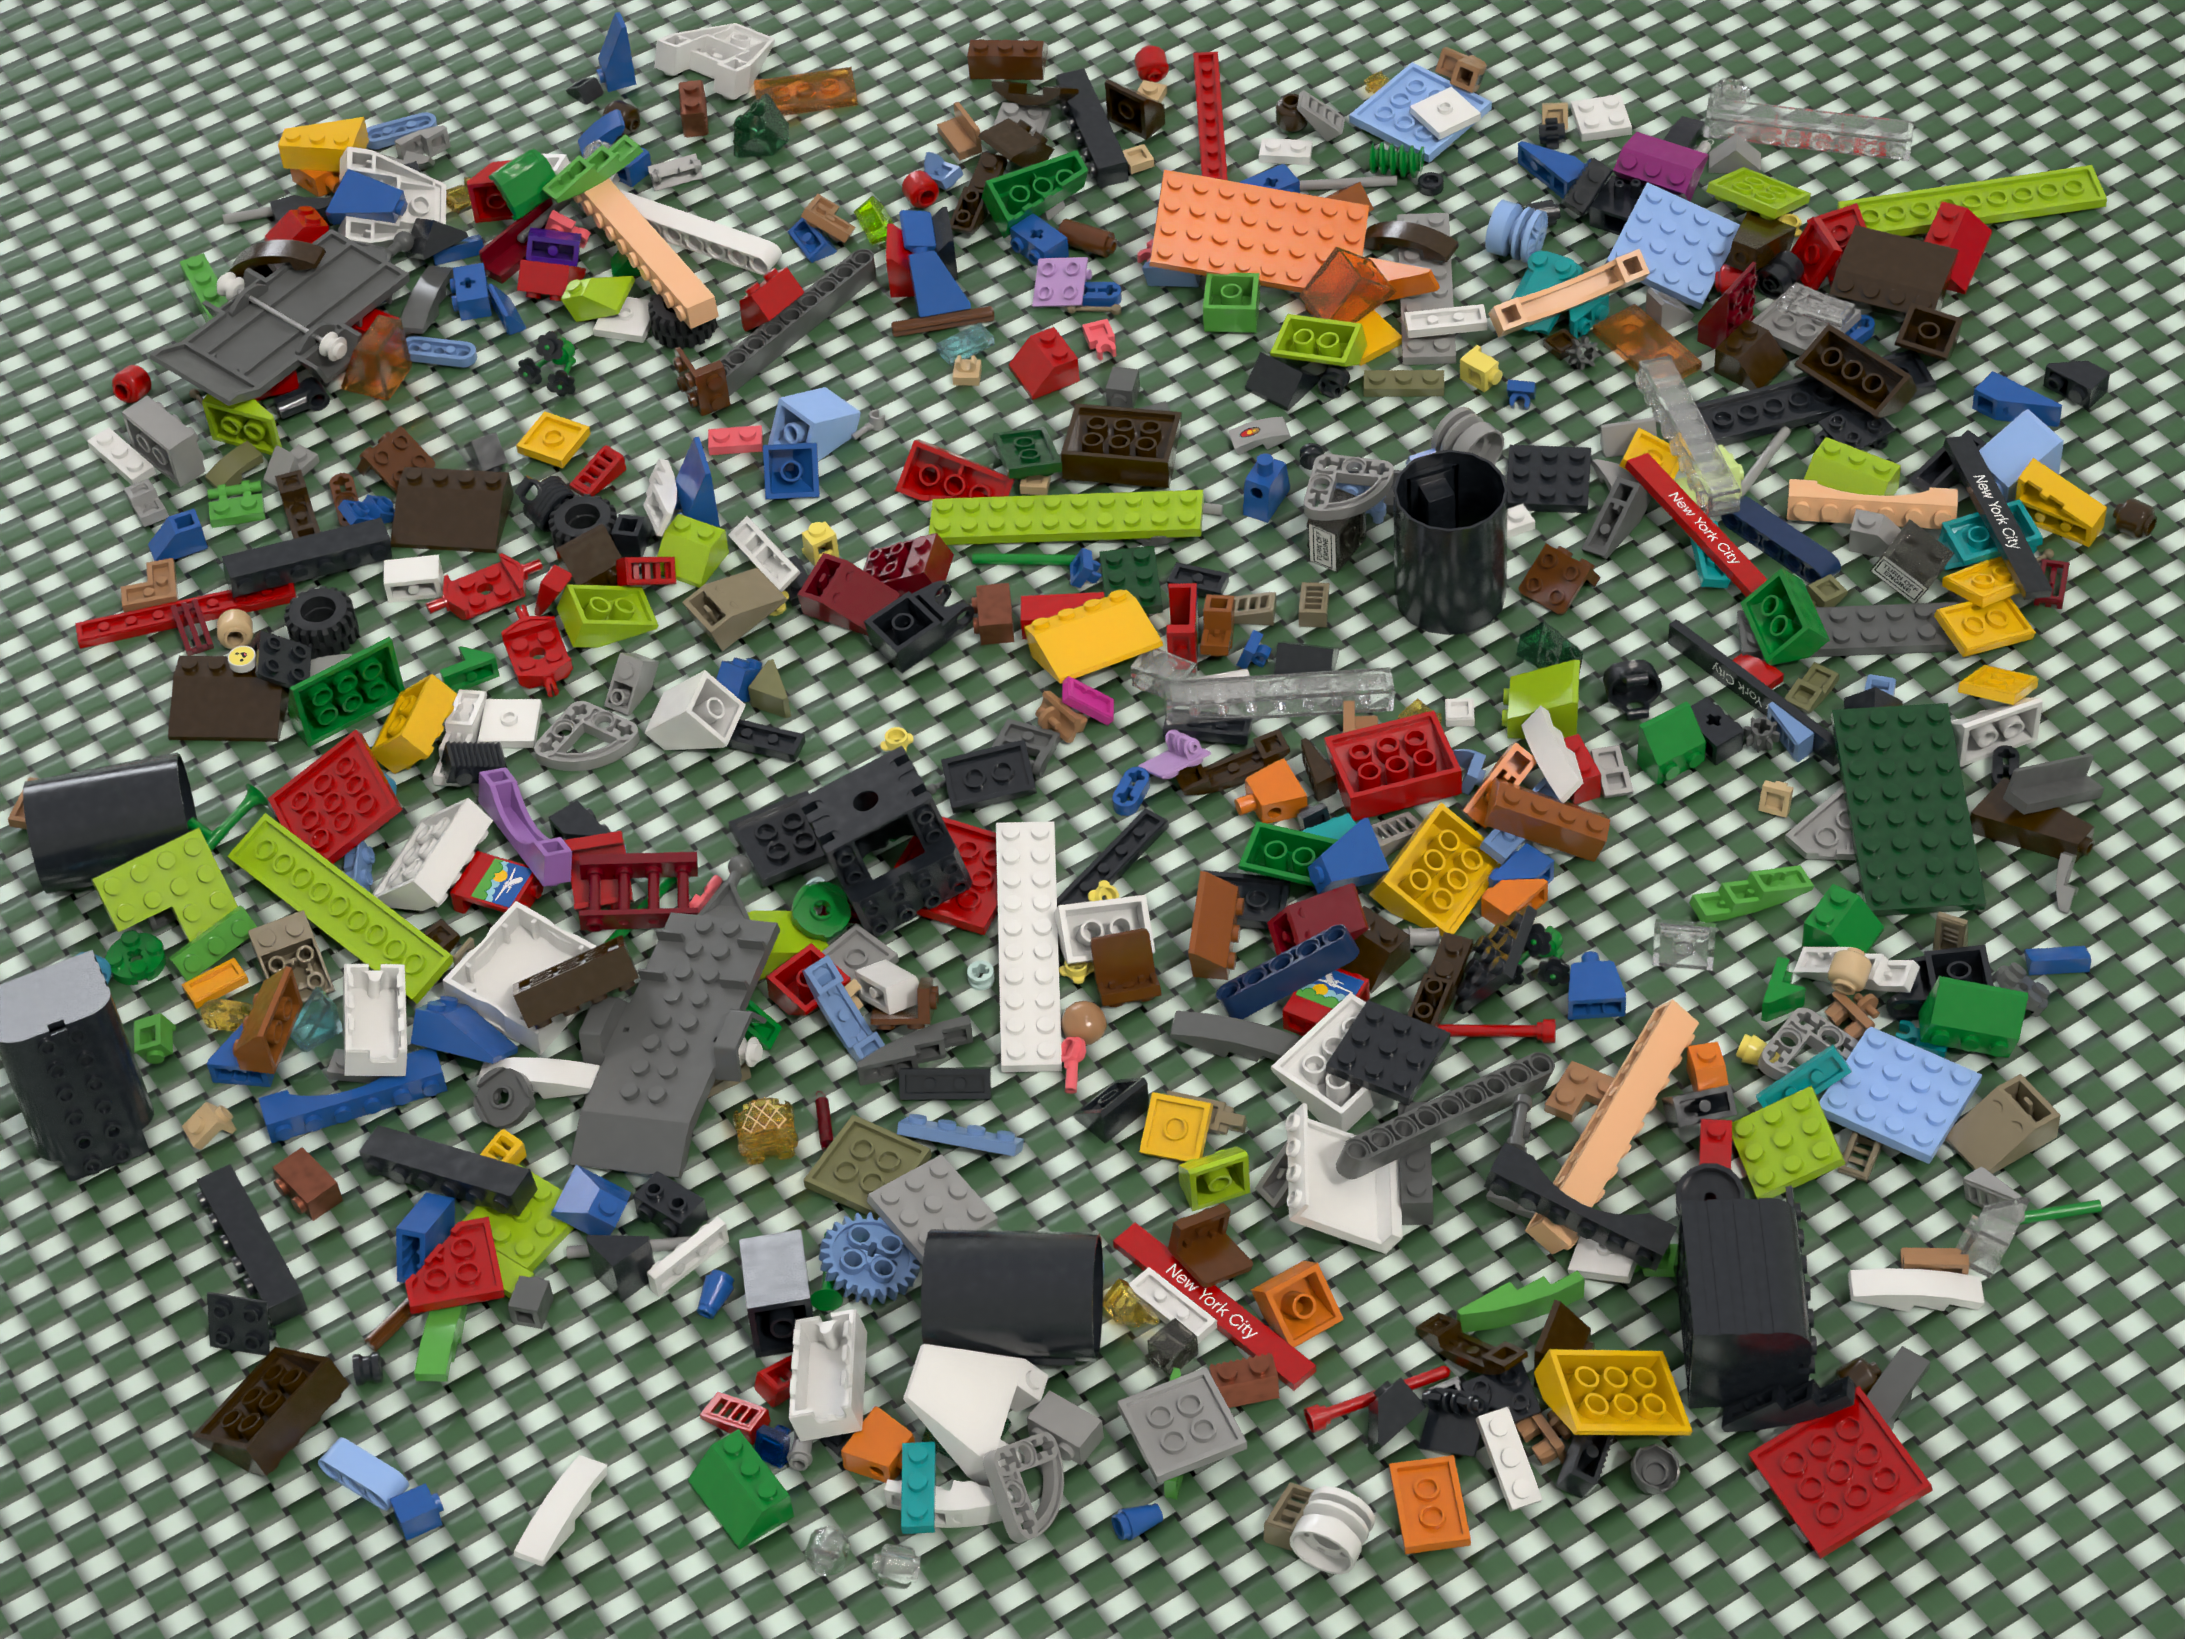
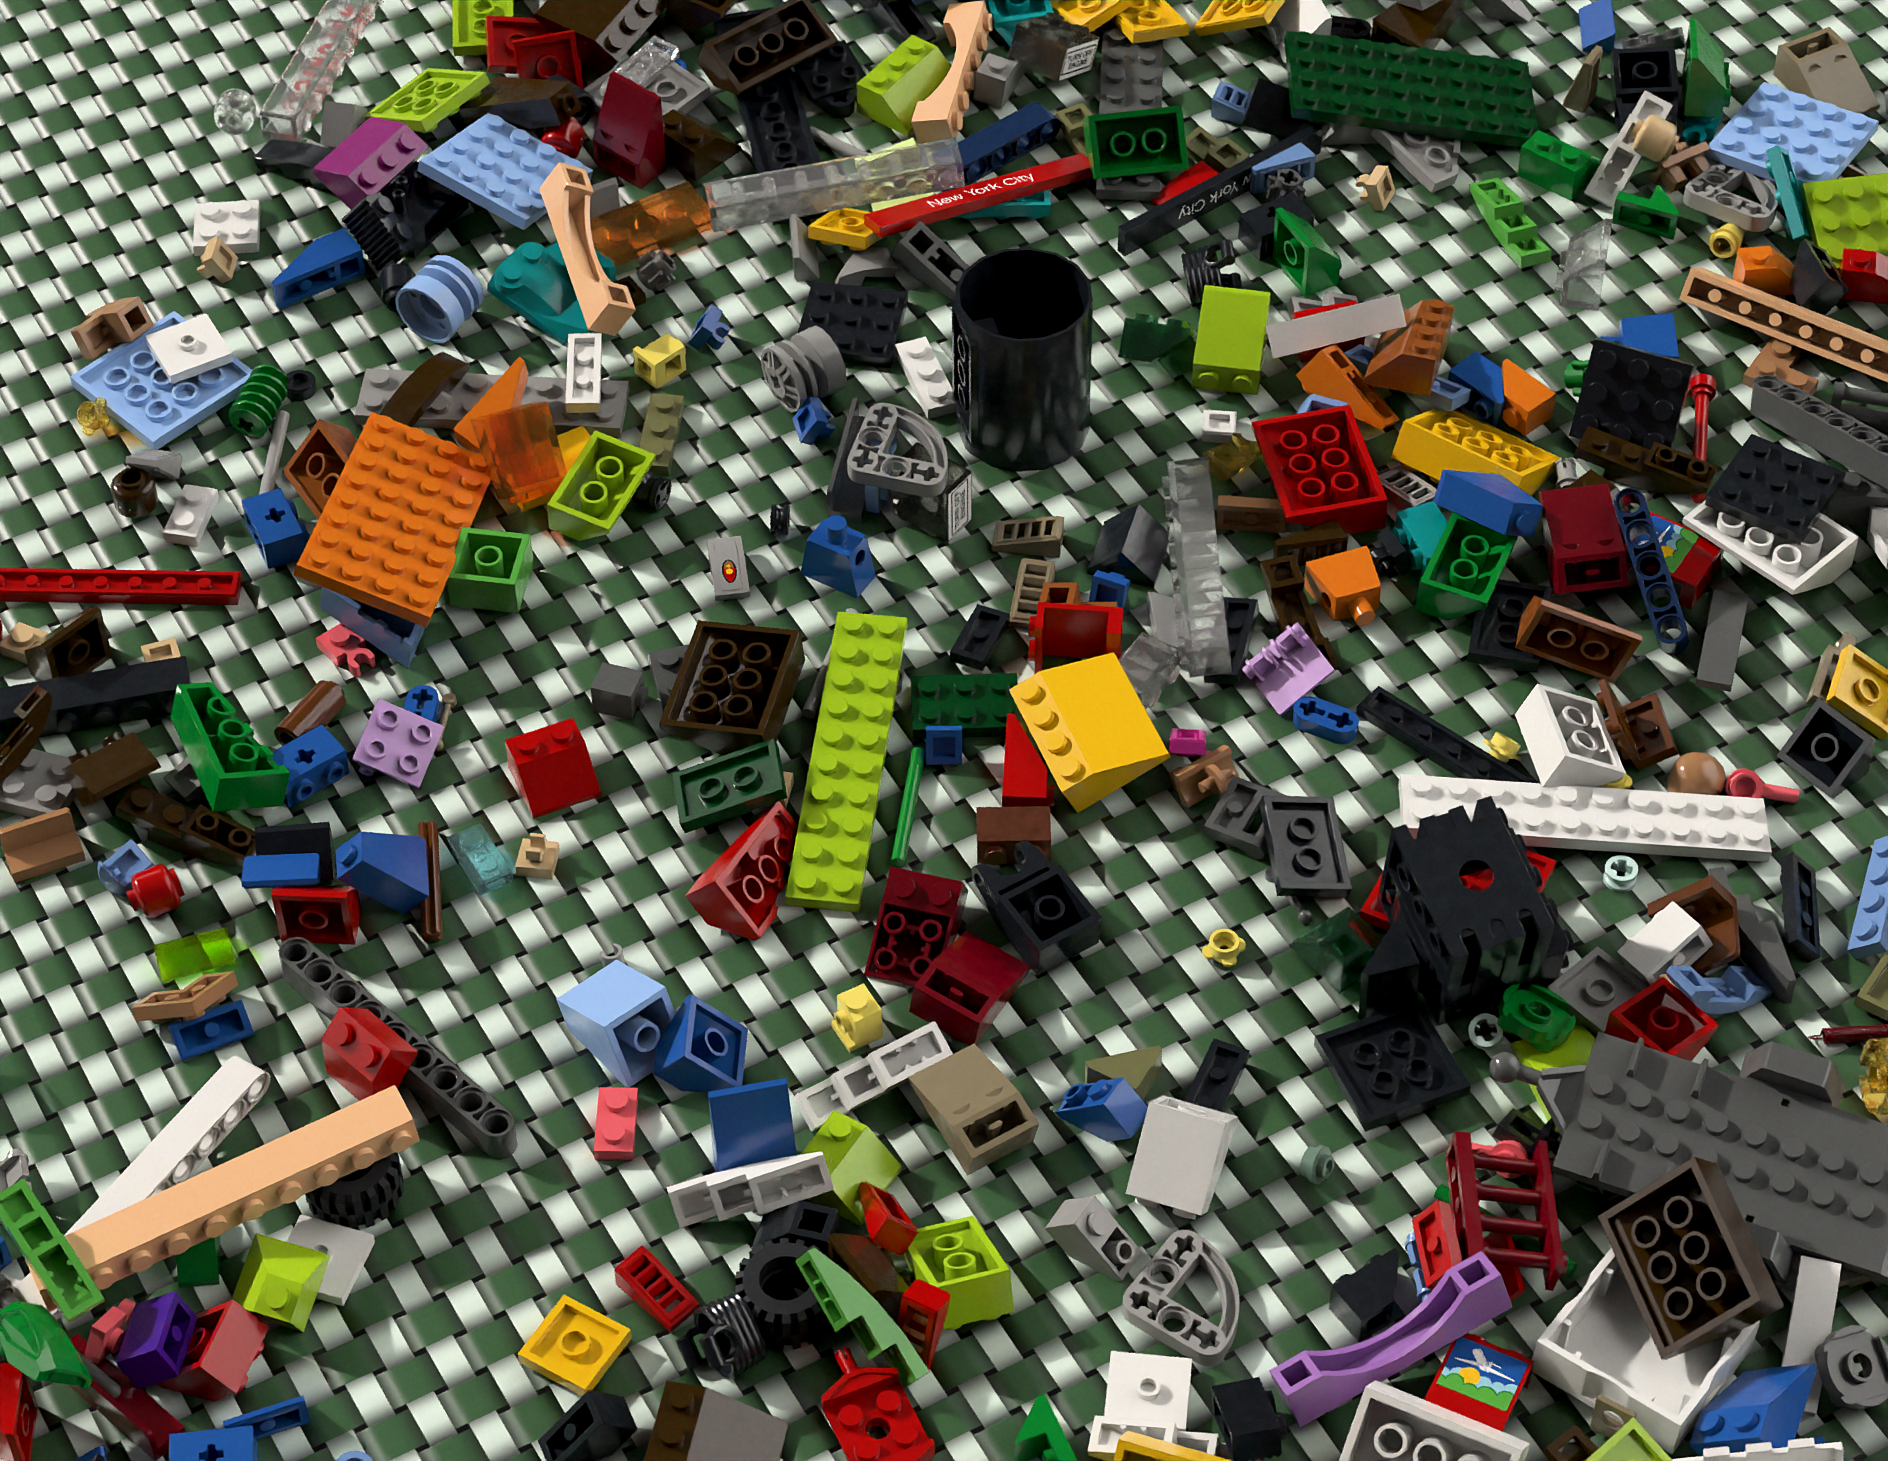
camera: 90 degrees left, 0 degrees up
(535, 637) = (1045, 1340): red plate -> none
(559, 352) = (408, 1328): black plant -> none
(560, 532) = (851, 1305): none -> bright green slope
(695, 798) = (1317, 1164): none -> sand green plate
(704, 386) = (513, 1153): reddish brown bracket -> none
(1100, 336) = (508, 712): coral plate -> none
(1279, 381) = (635, 543): black slope -> none
(1552, 133) = (253, 263): black gear -> none

